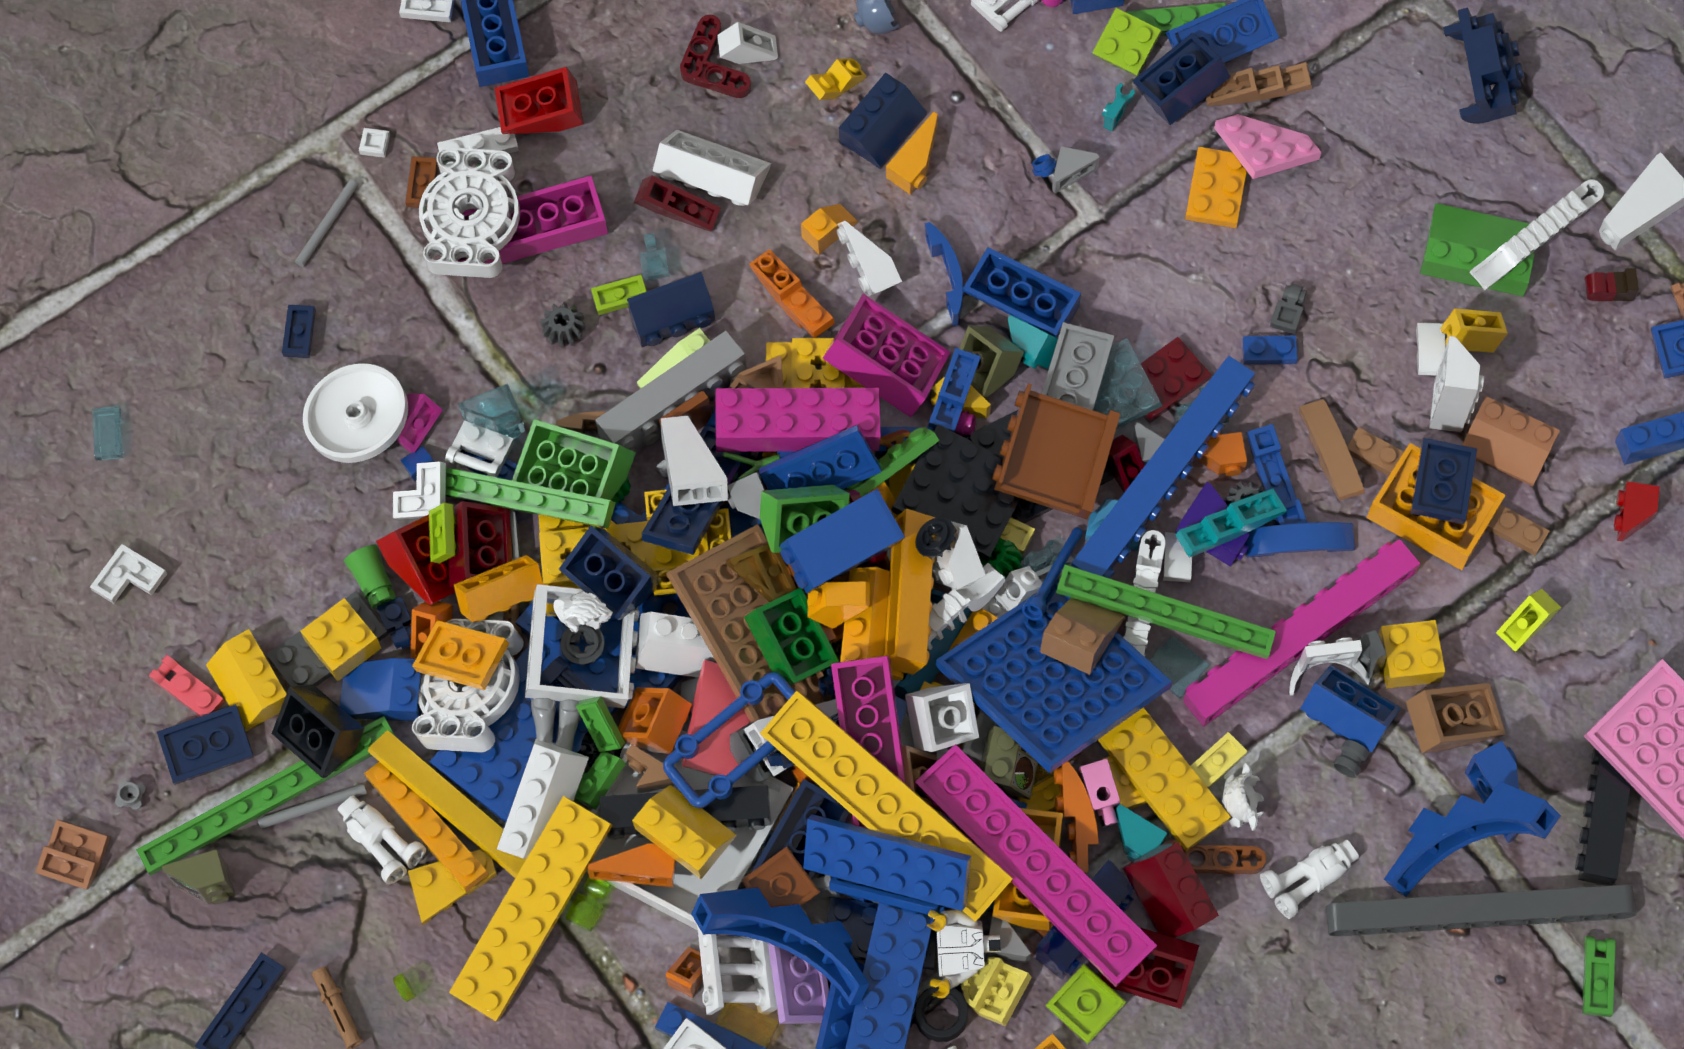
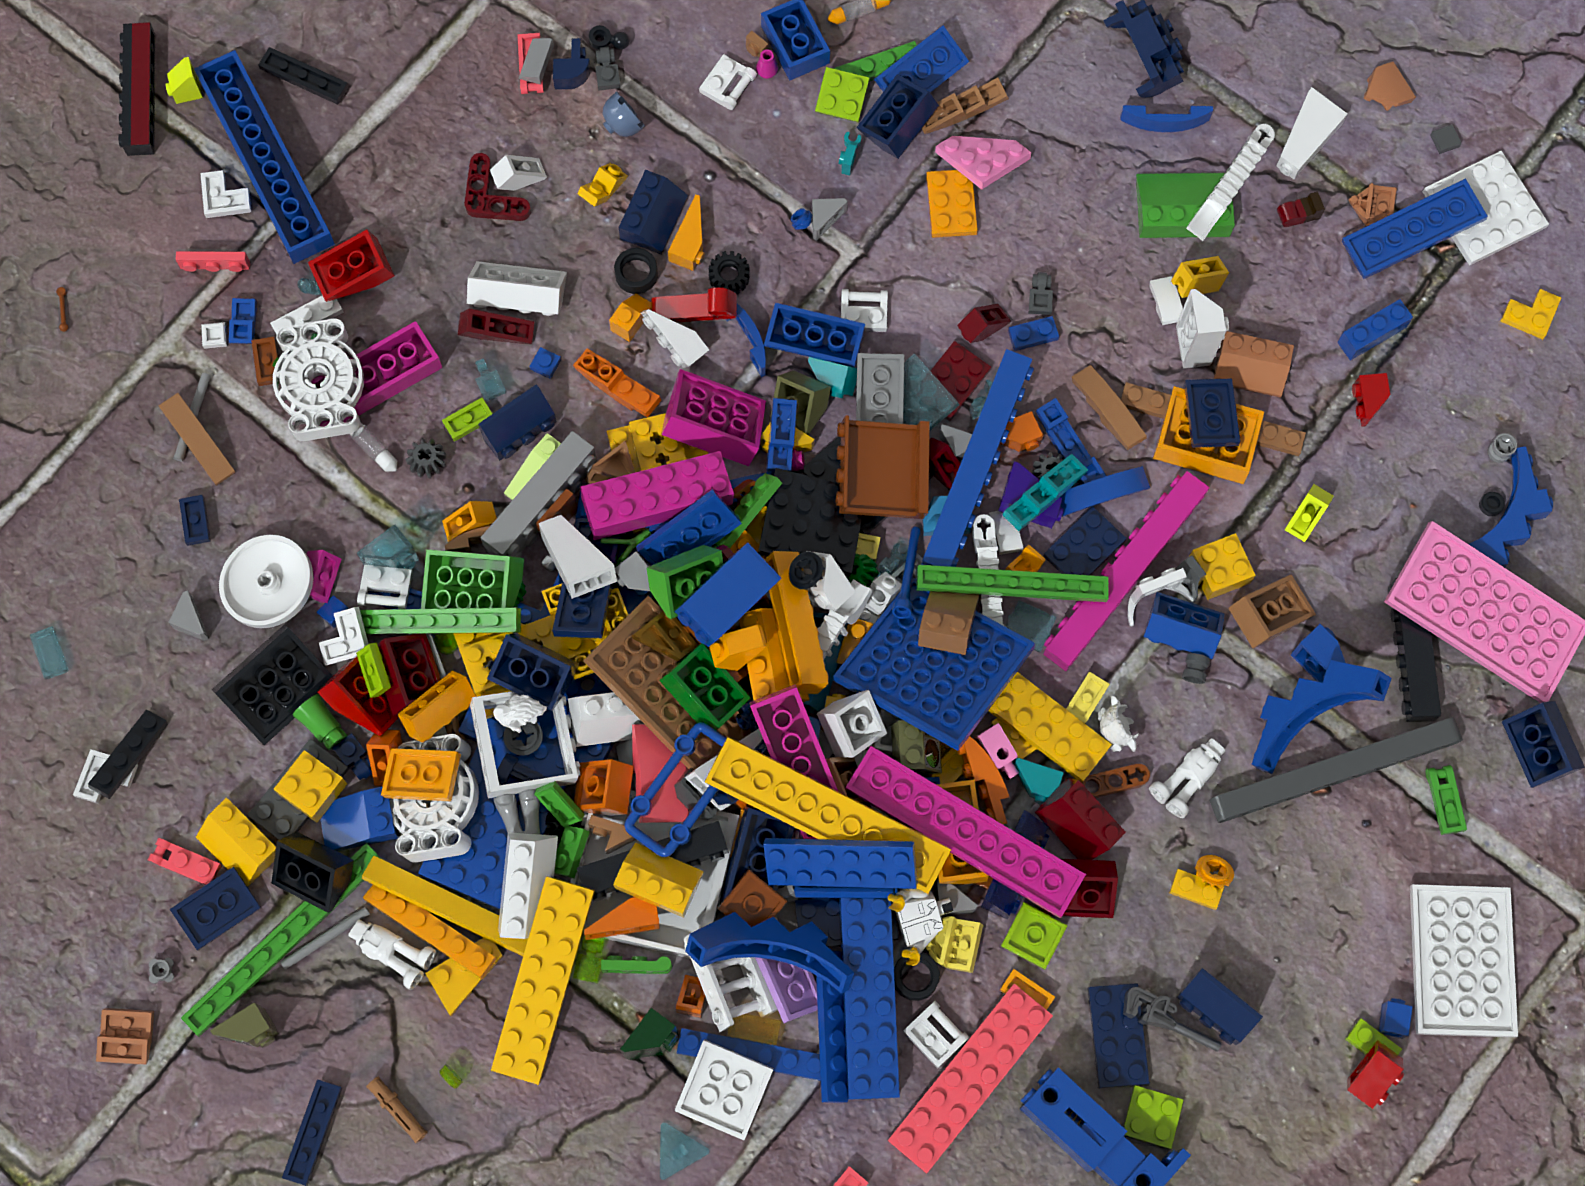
camera: 20 degrees left, 5 degrees up
(158, 558) = (127, 754): none -> black plate
(226, 60) = (61, 292): none -> dark orange hinge
(261, 432) = (187, 618): none -> light grey slope
(325, 246) = (197, 439): none -> medium nougat slope
(331, 523) = (272, 684): none -> black slope
(394, 63) = (212, 261): none -> coral plate
(409, 134) = (242, 321): none -> blue slope
(488, 114) = (308, 286): none -> clear light blue arm
(510, 301) = (374, 448): none -> clear piece
(529, 526) = (446, 643): none -> clear neon green tile
(591, 398) = (469, 517): none -> light orange slope
(628, 999) = (651, 1037): none -> dark green slope
(638, 922) = (637, 965): none -> bright green plate
(720, 254) = (545, 363): none -> blue plate
(846, 161) = (630, 255): none -> black tyre
(919, 234) = (714, 305): none -> red beam
(952, 192) = (729, 261): none -> black tyre
(1093, 290) = (873, 317): none -> white plate
(1194, 593) = (1028, 561): none -> light orange bracket
(1215, 324) = (983, 322): none -> dark red slope
(1263, 593) = (1085, 545): none -> dark blue plate
(1284, 1001) = (1191, 888): none -> yellow plate
(1310, 978) = (1212, 863): none -> light orange gear
(1483, 154) = (1136, 116): none -> blue slope

